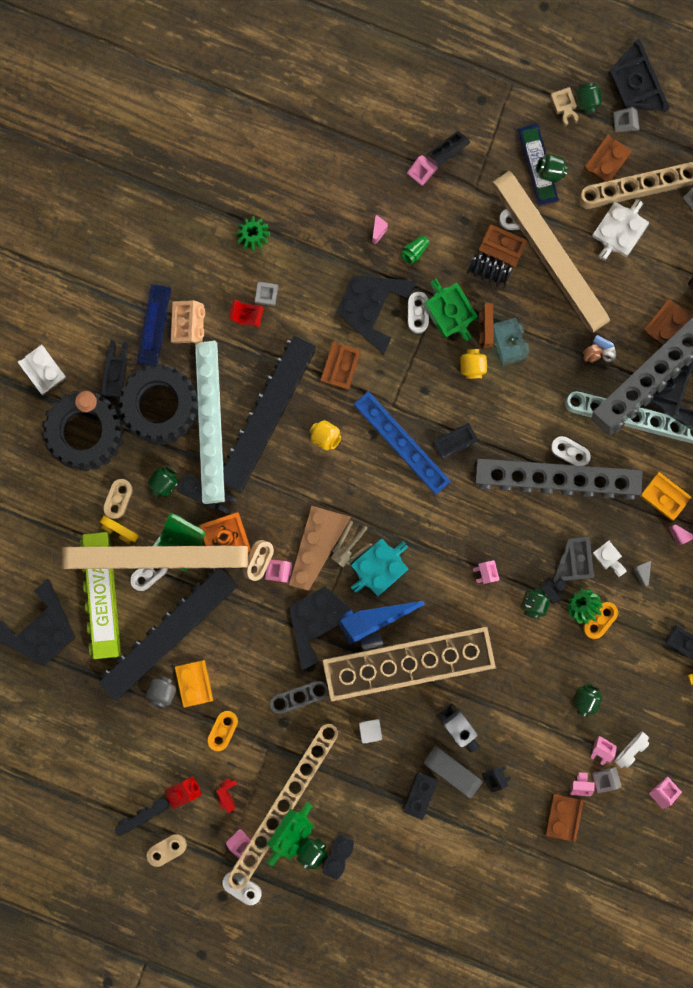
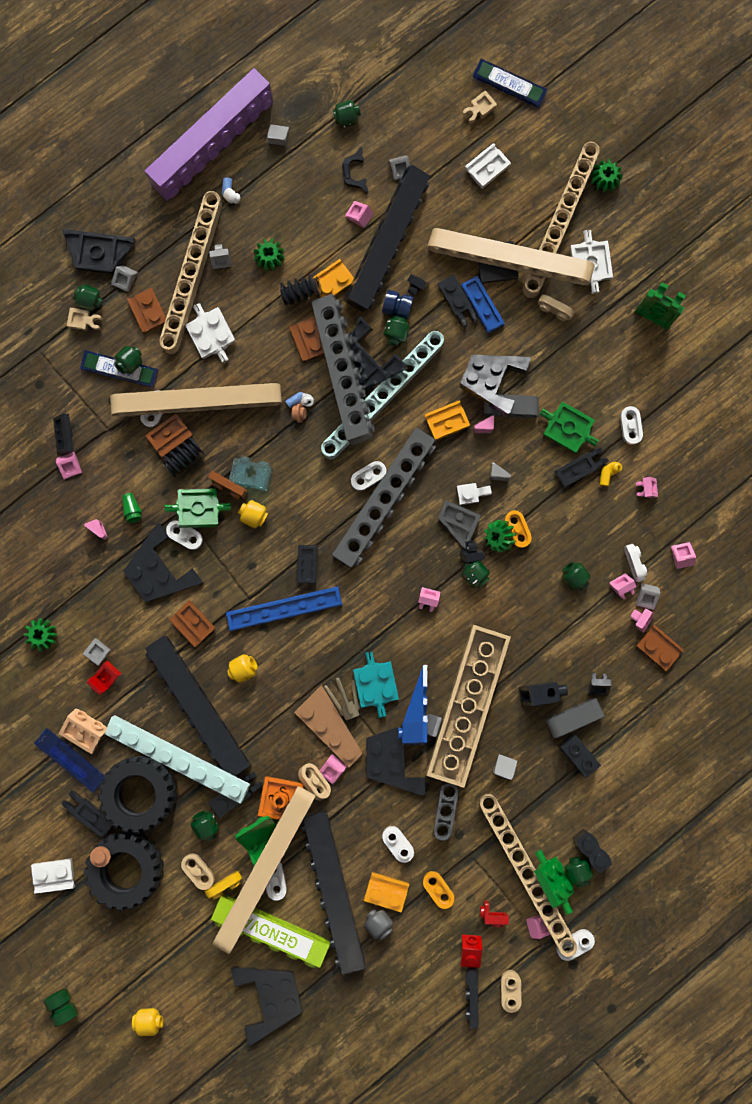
camera: 60 degrees left, 0 degrees up
(243, 670) = (398, 844): none -> white plate

